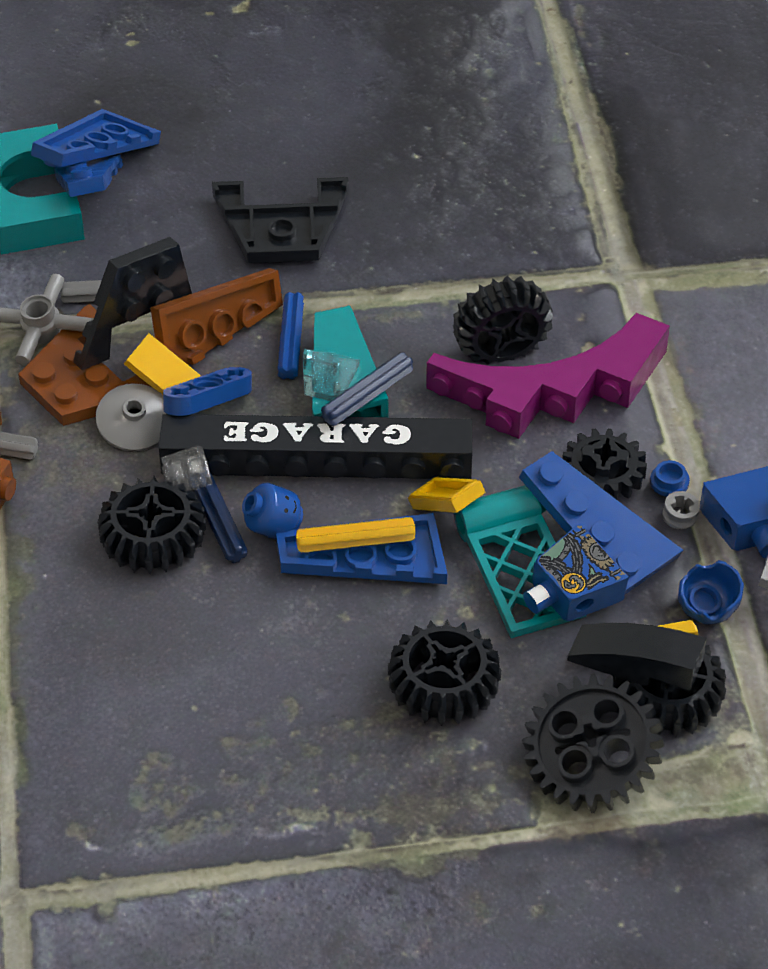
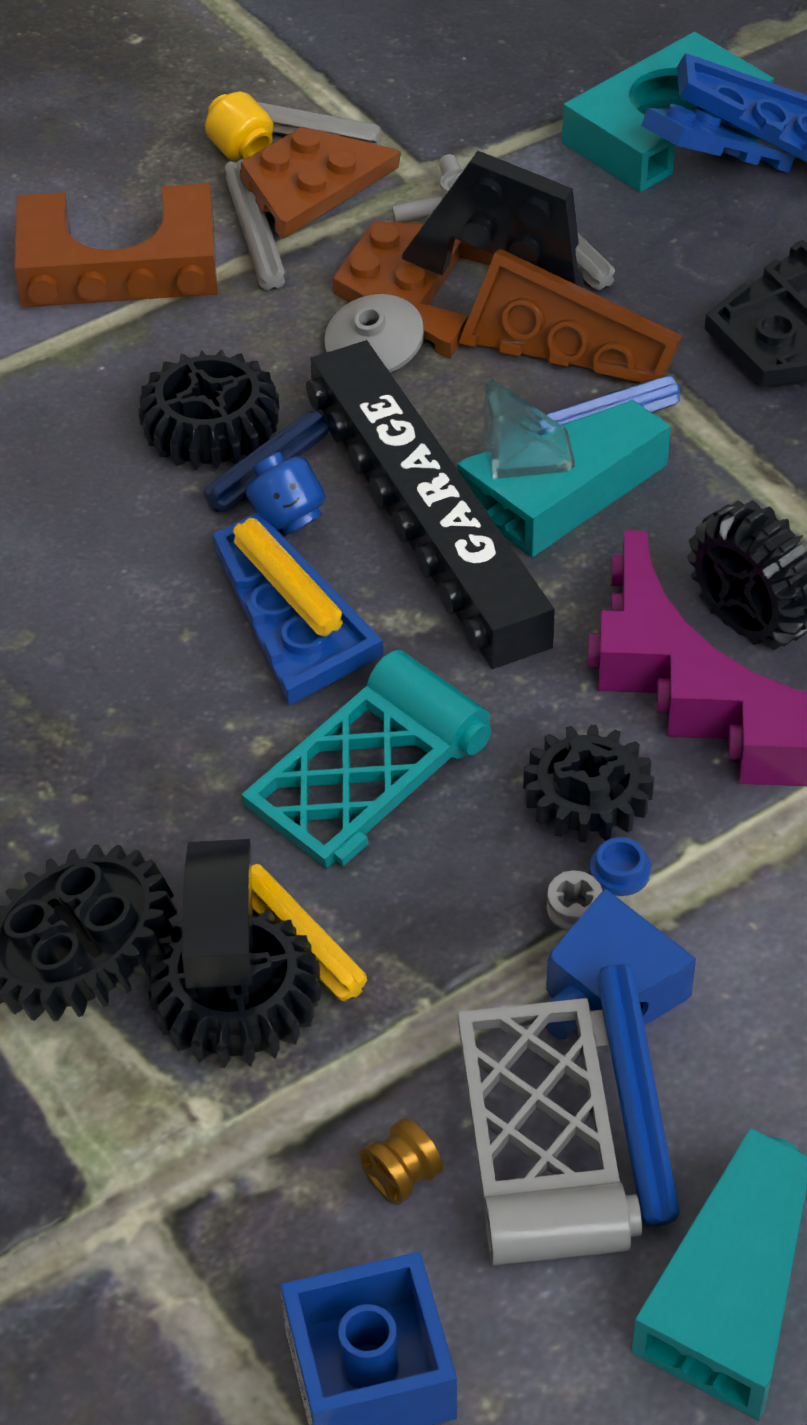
camera: 65 degrees right, 0 degrees up
(158, 365) = (445, 322): yellow tile -> none
(188, 468) = (293, 392): clear tile -> none
(207, 391) = (434, 363): blue beam -> none
(367, 389) = (524, 487): axle -> none
(440, 685) = (130, 763): black gear -> none
(446, 494) = (414, 637): yellow tile -> none
(575, 577) = (347, 811): torso -> none
(623, 534) = (460, 824): blue wing -> none
(711, 592) = (419, 976): blue hair -> none

